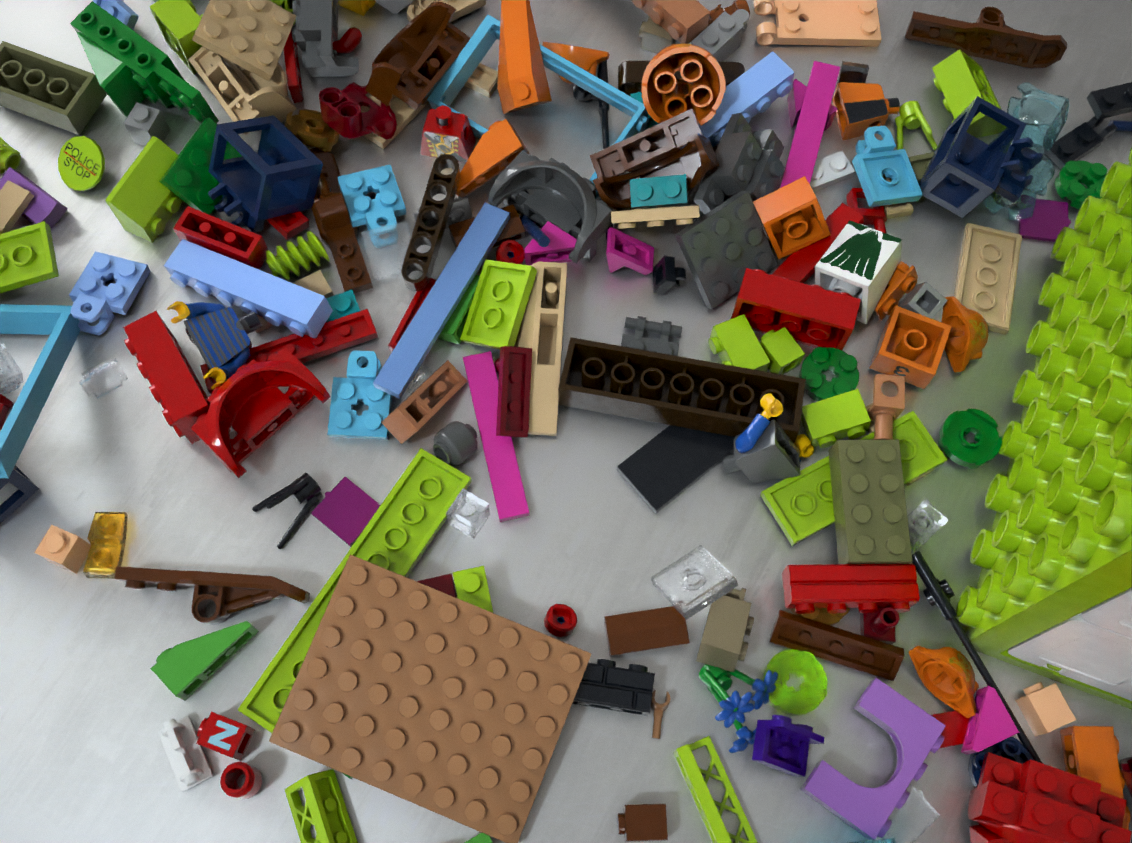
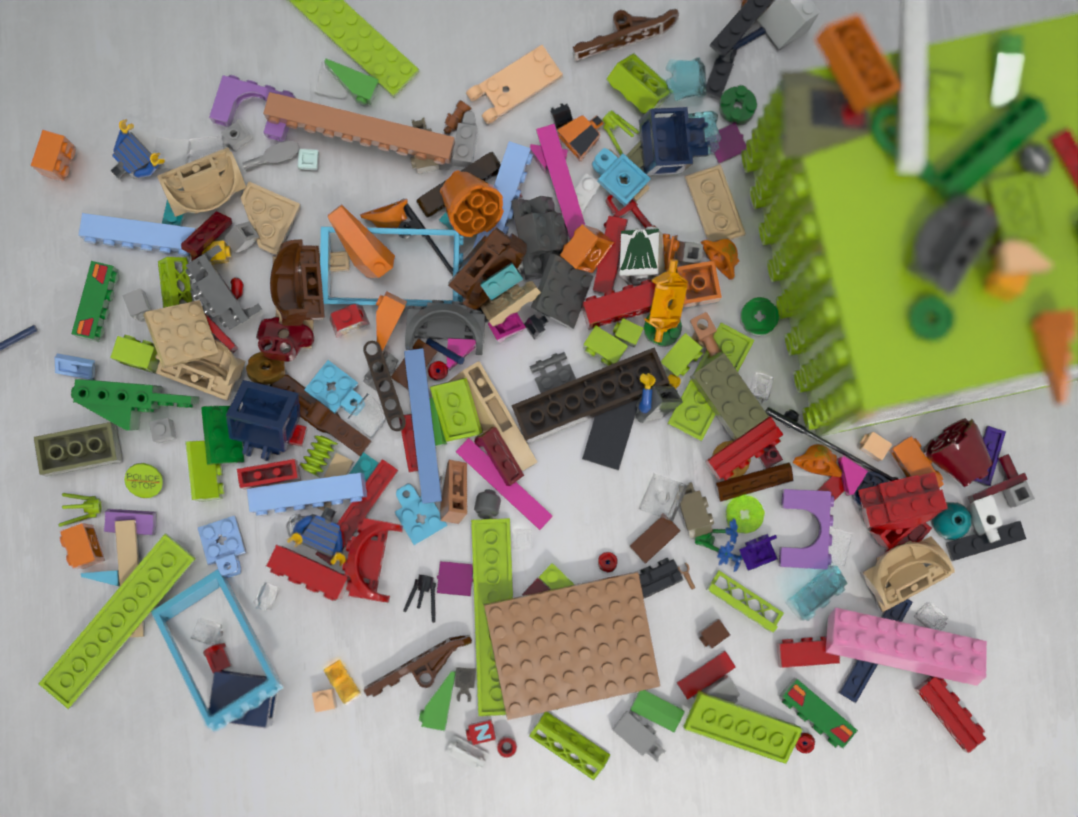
camera: 35 degrees left, 15 degrees up
(258, 651) = (465, 679): none -> clear smoke plate
(838, 345) = (668, 287): none -> light orange plate

